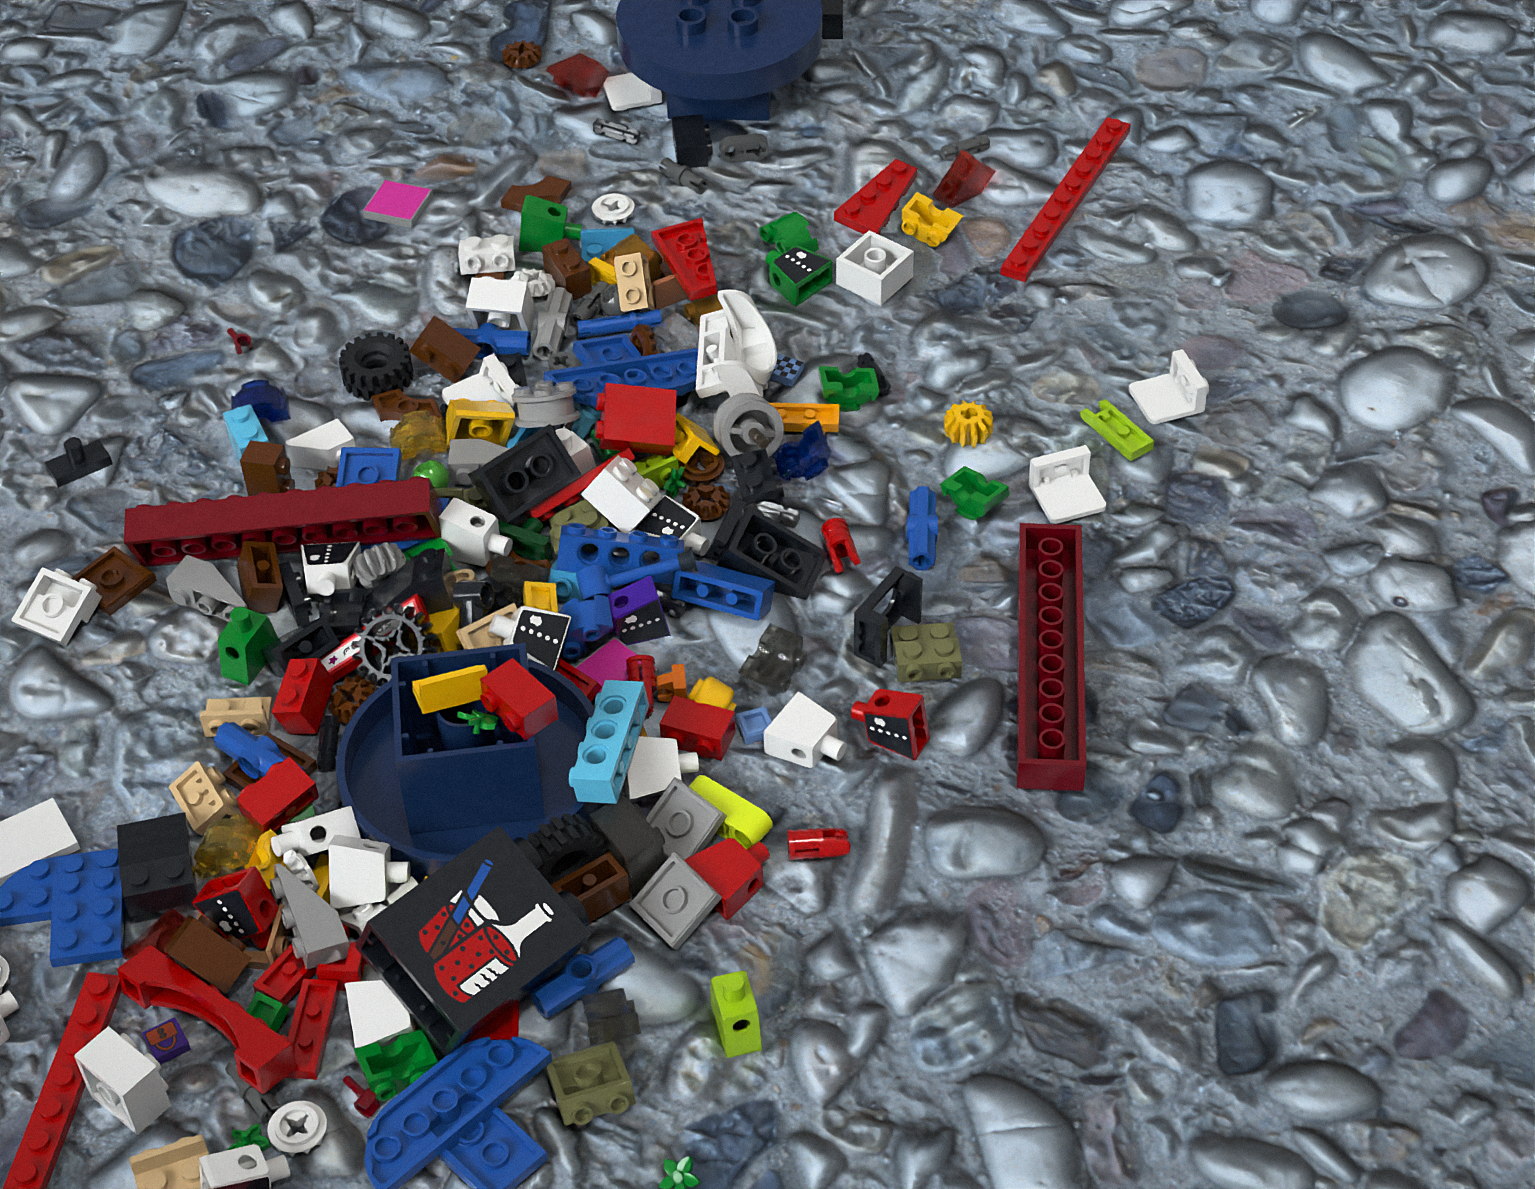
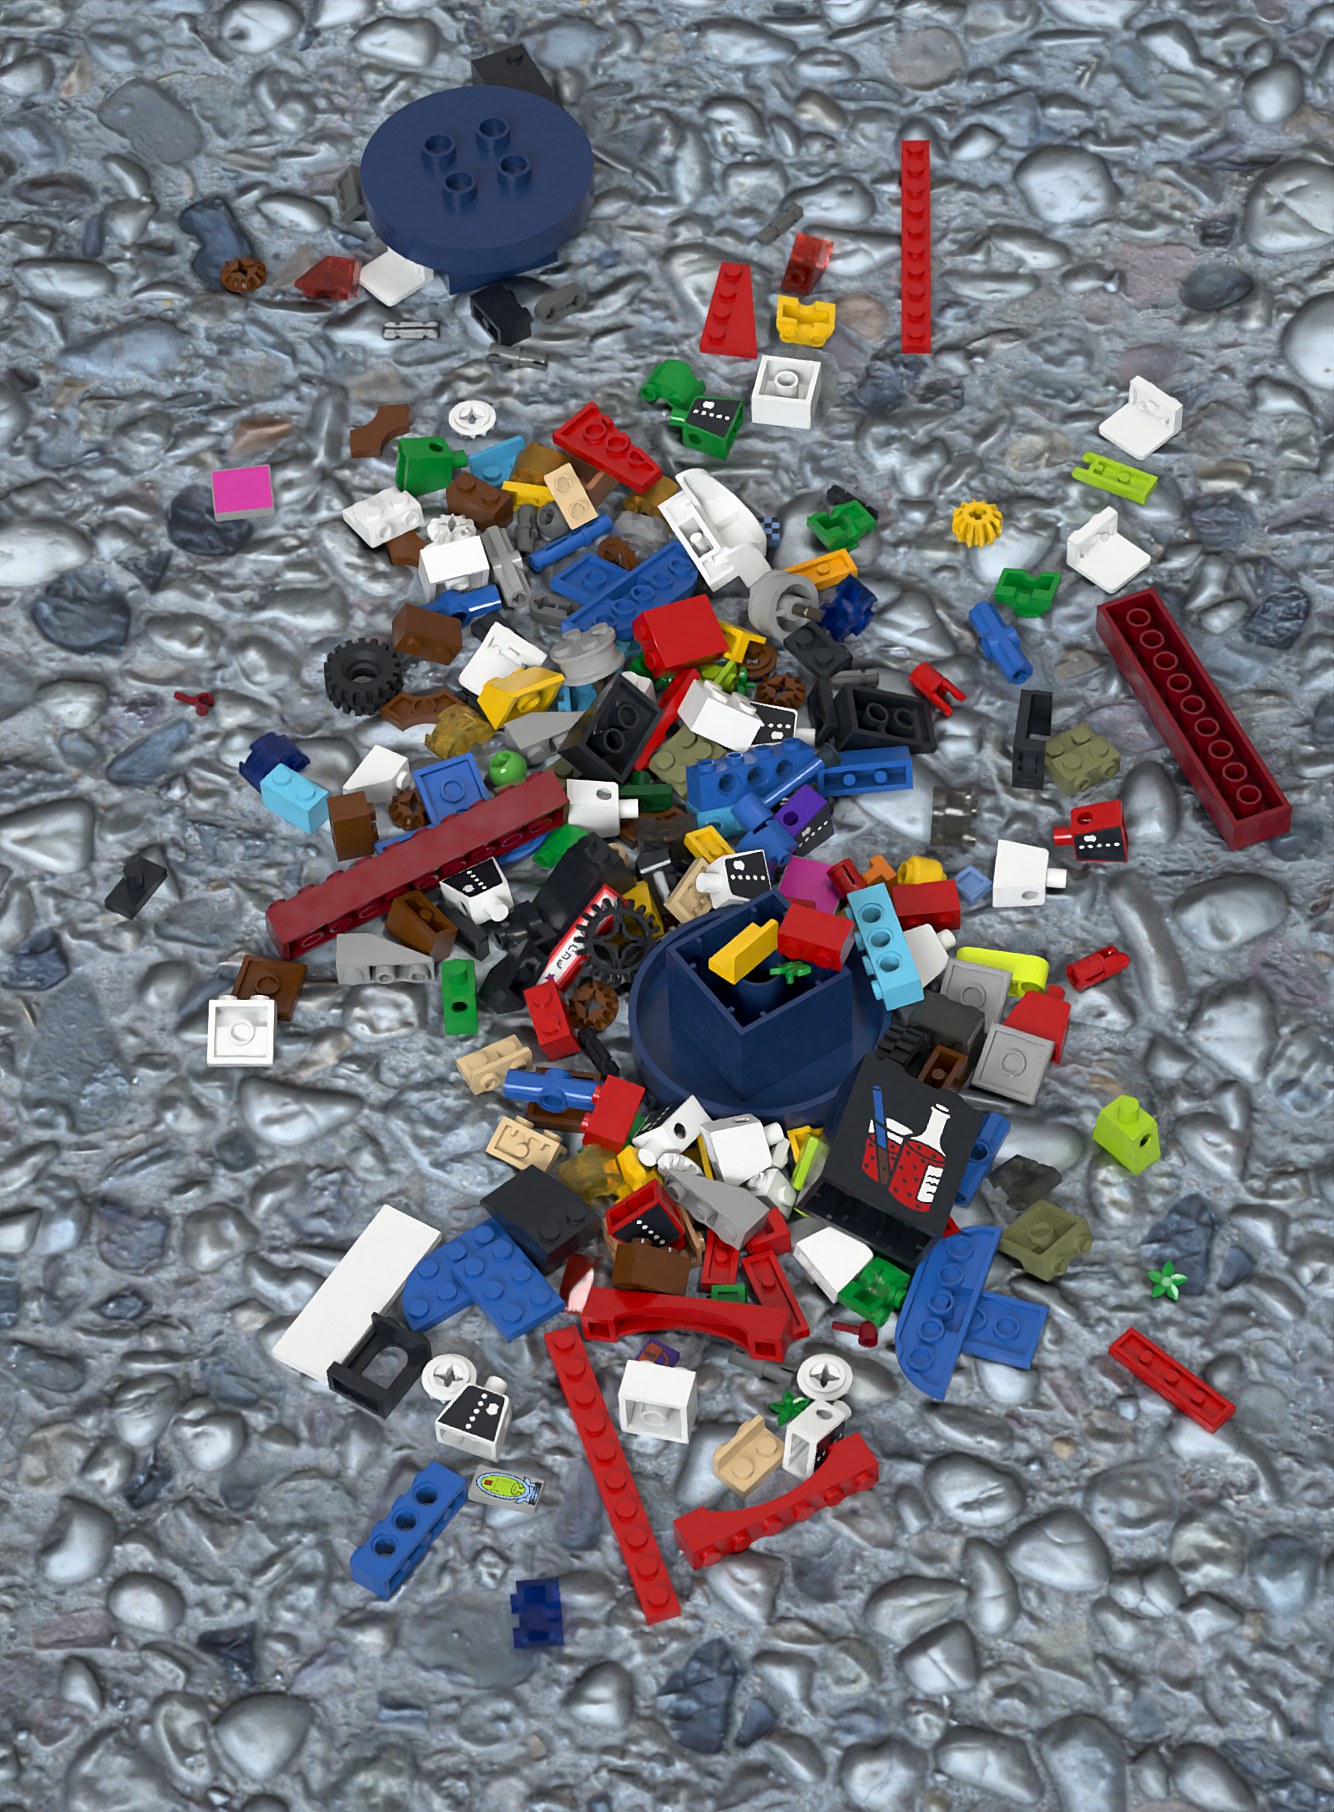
camera: 25 degrees left, 5 degrees up
(378, 564) = (530, 872): light grey gear -> none

